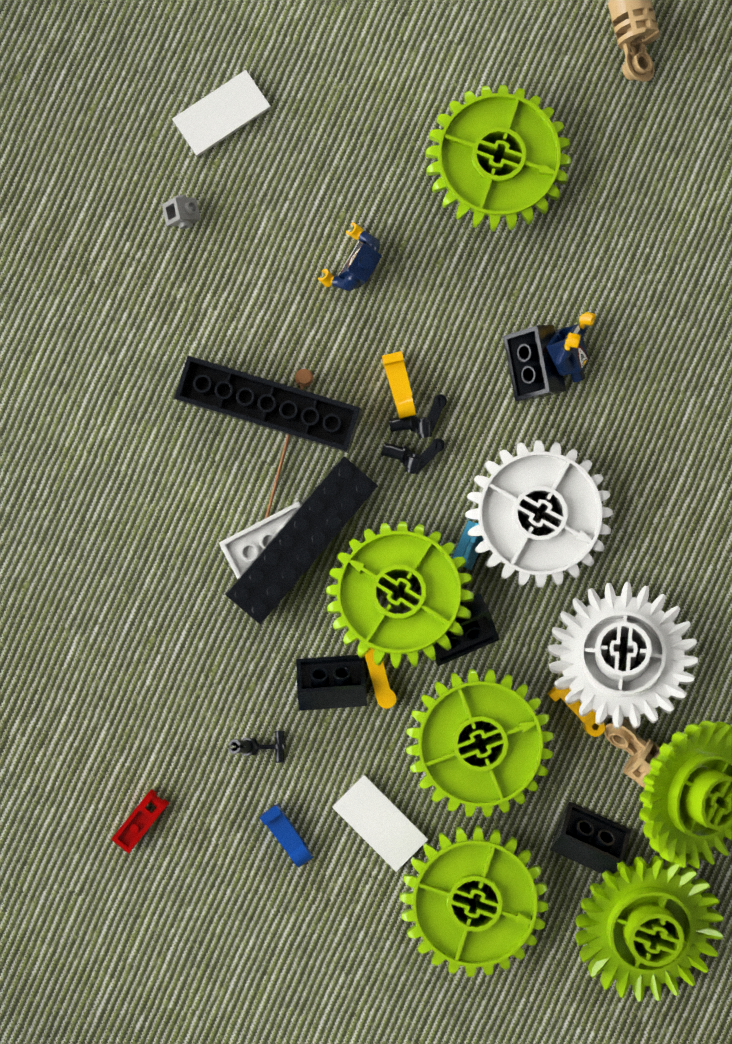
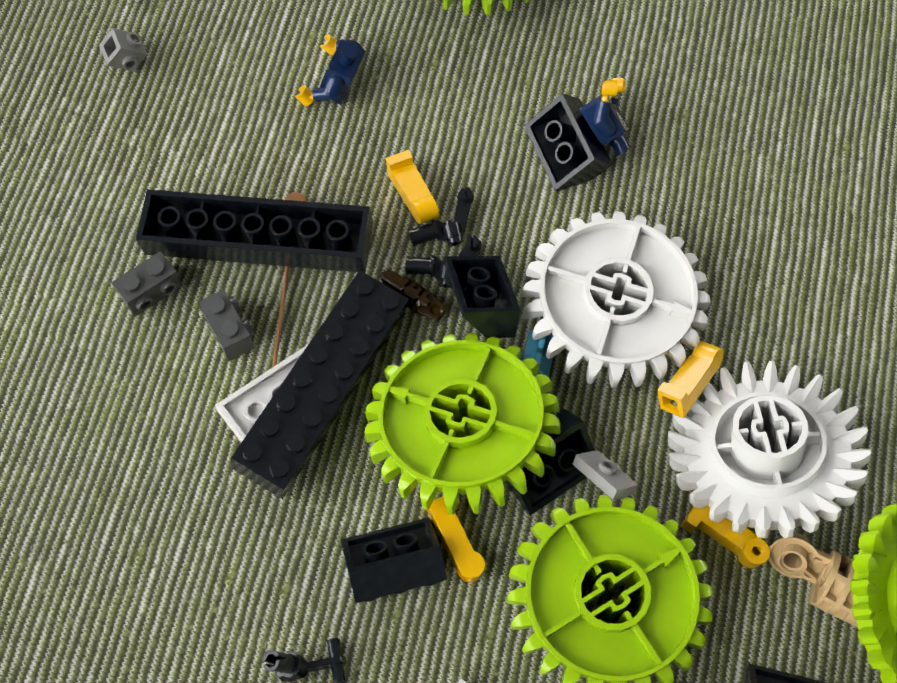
camera: 15 degrees left, 20 degrees down
(178, 432) = (147, 283): none -> dark grey brick
(234, 477) = (225, 324): none -> dark grey brick
(383, 477) = (420, 299): none -> dark brown hinge
(435, 493) = (484, 294): none -> black slope
(496, 653) = (605, 474): none -> light grey plate
(580, 590) = (690, 379): none -> yellow leg

